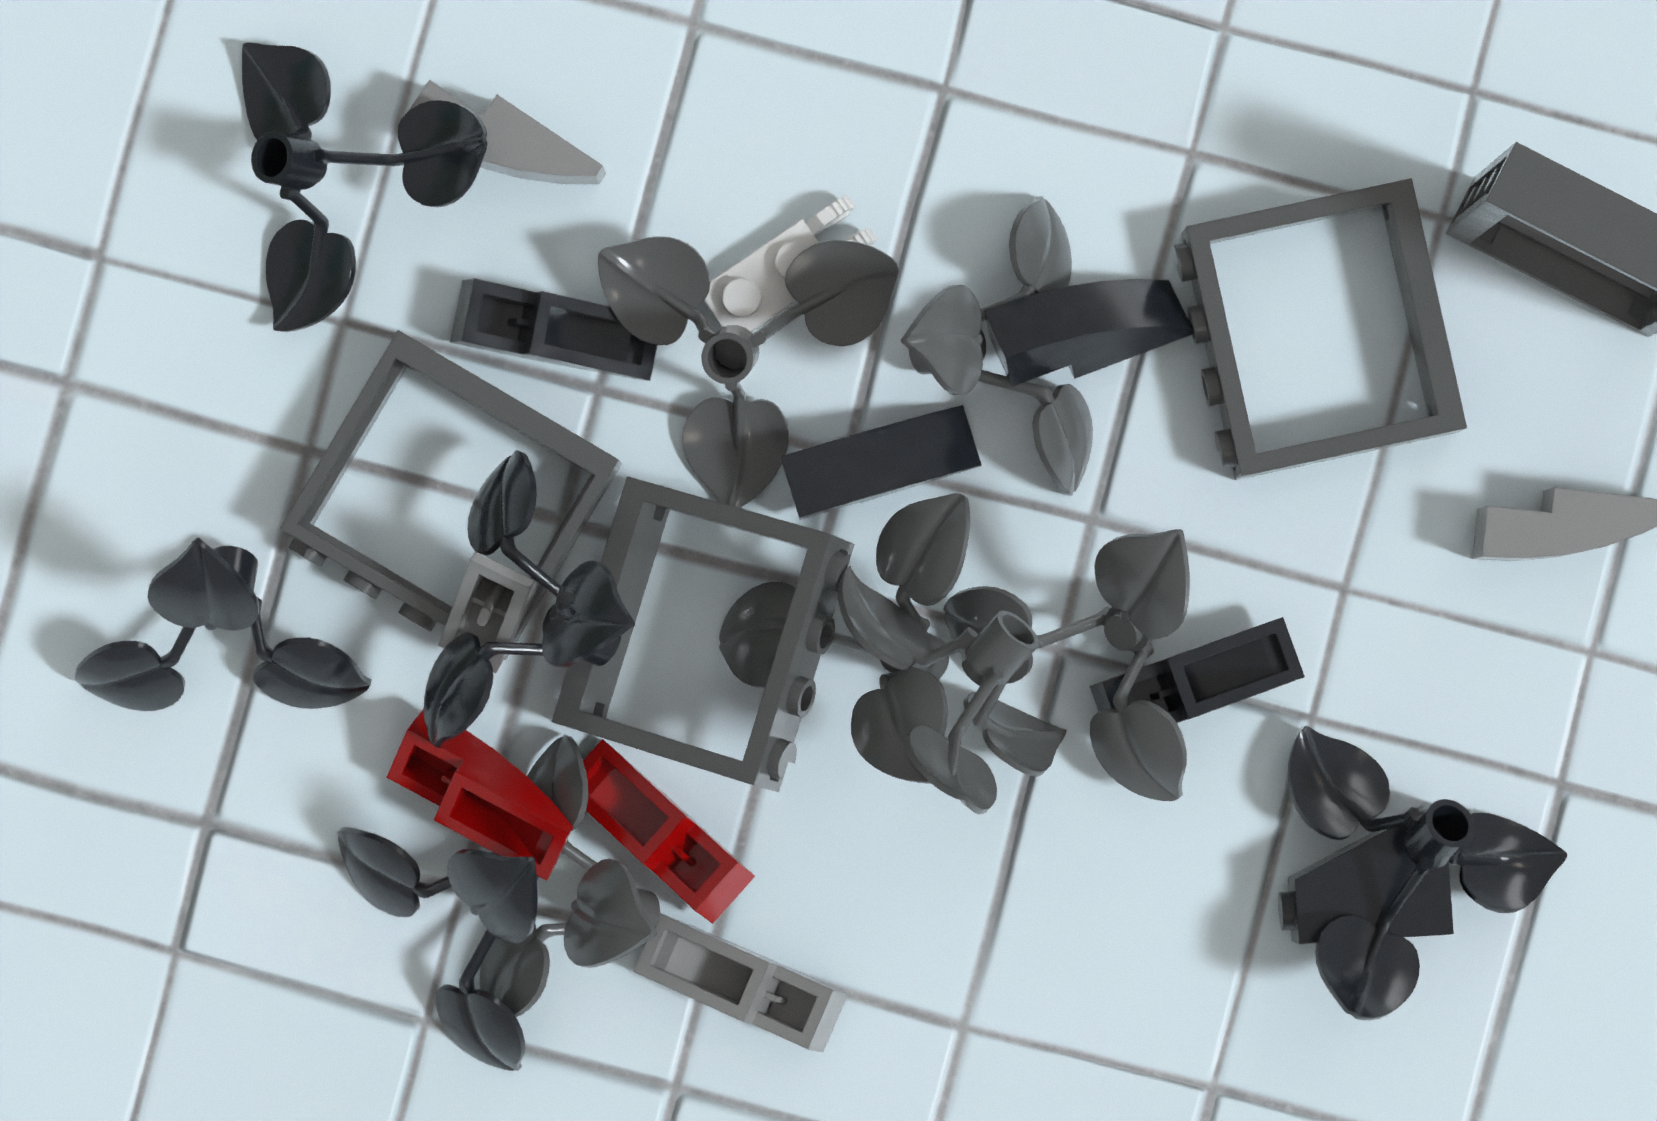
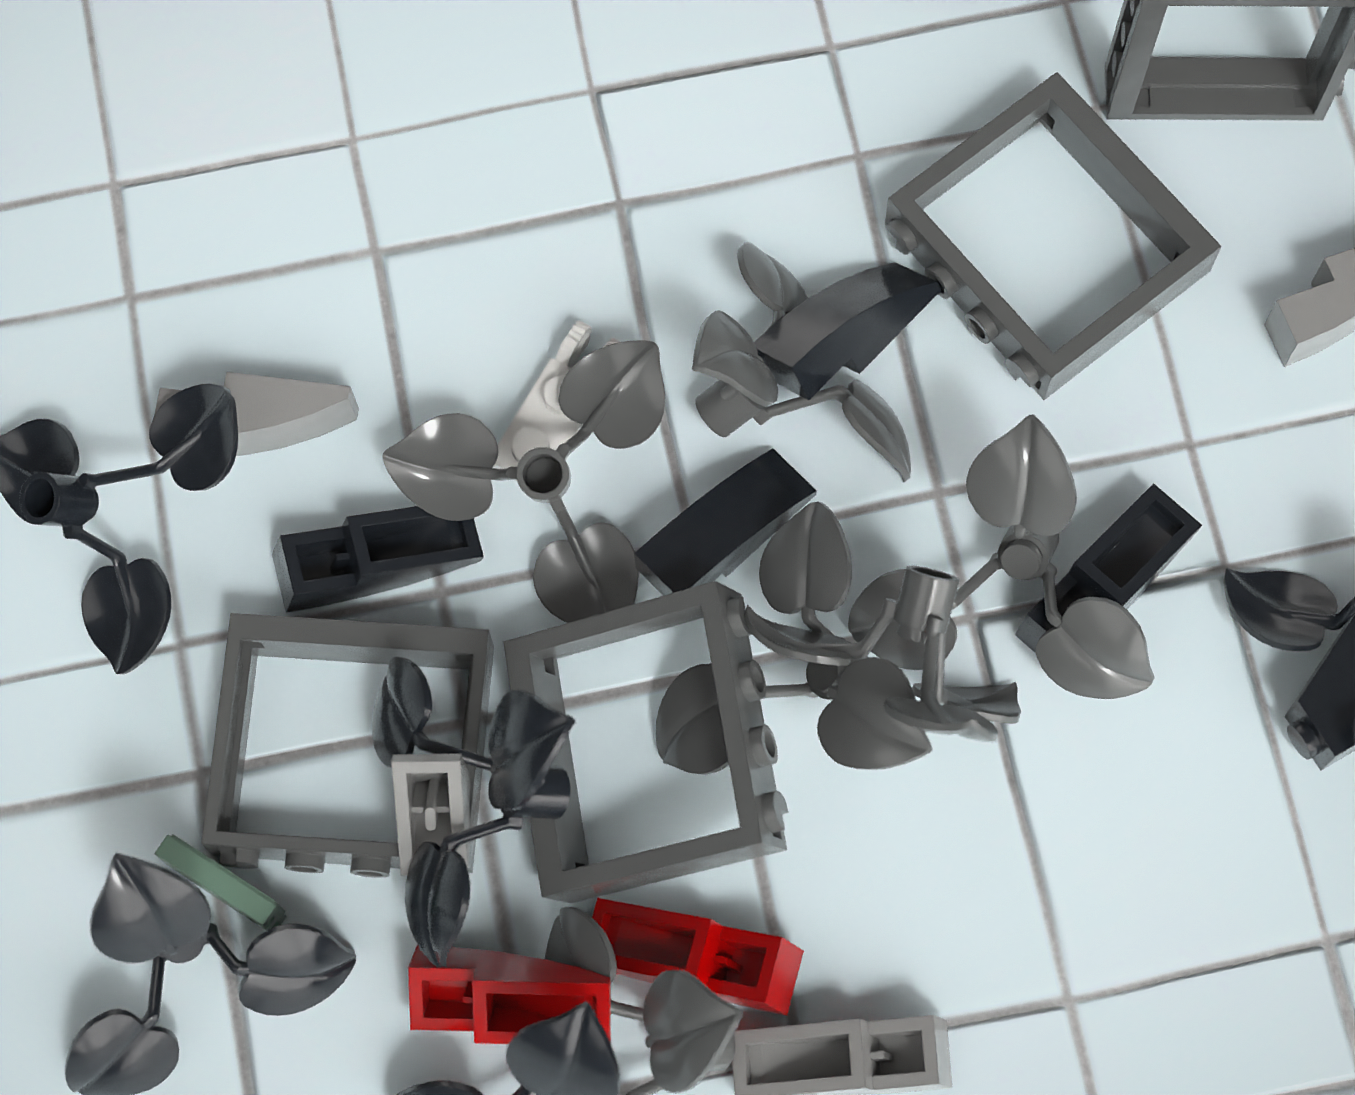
camera: 20 degrees left, 15 degrees down
(282, 567) = (220, 882): none -> sand green tile

